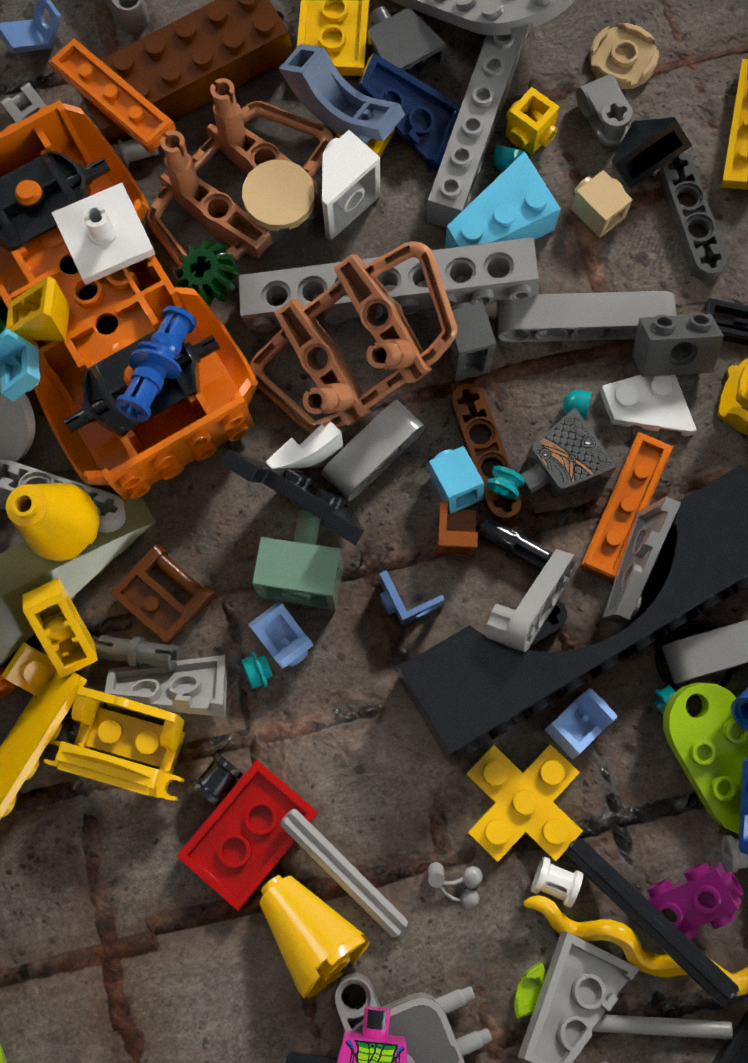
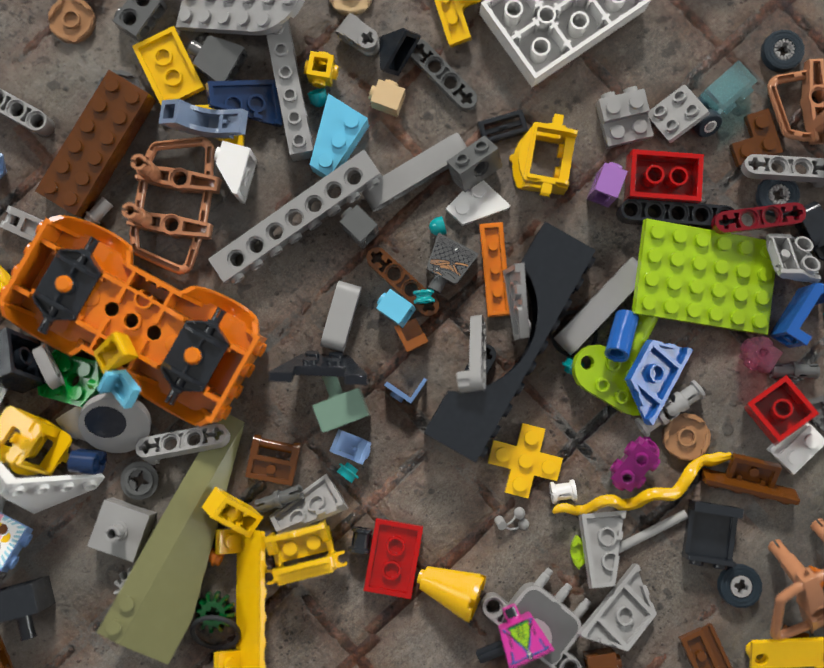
camera: 30 degrees left, 10 degrees up
(54, 519) = (196, 457): yellow cone -> none
(103, 233) = (121, 283): white tile -> none
(111, 95) = (69, 192): orange tile -> none
(155, 362) = (199, 345): blue piece -> none
(207, 271) = (183, 263): dark green gear -> none
(278, 195) = (202, 199): tan tile -> none
(311, 453) = (311, 333): white slope -> none
(344, 873) = (453, 549): light grey axle -> none
(394, 347) = (329, 259): nougat piece -> none
(514, 543) = (446, 325): black axle -> none
(581, 723) = (532, 403): light blue bracket -> none
(653, 922) = (619, 485): black axle -> none

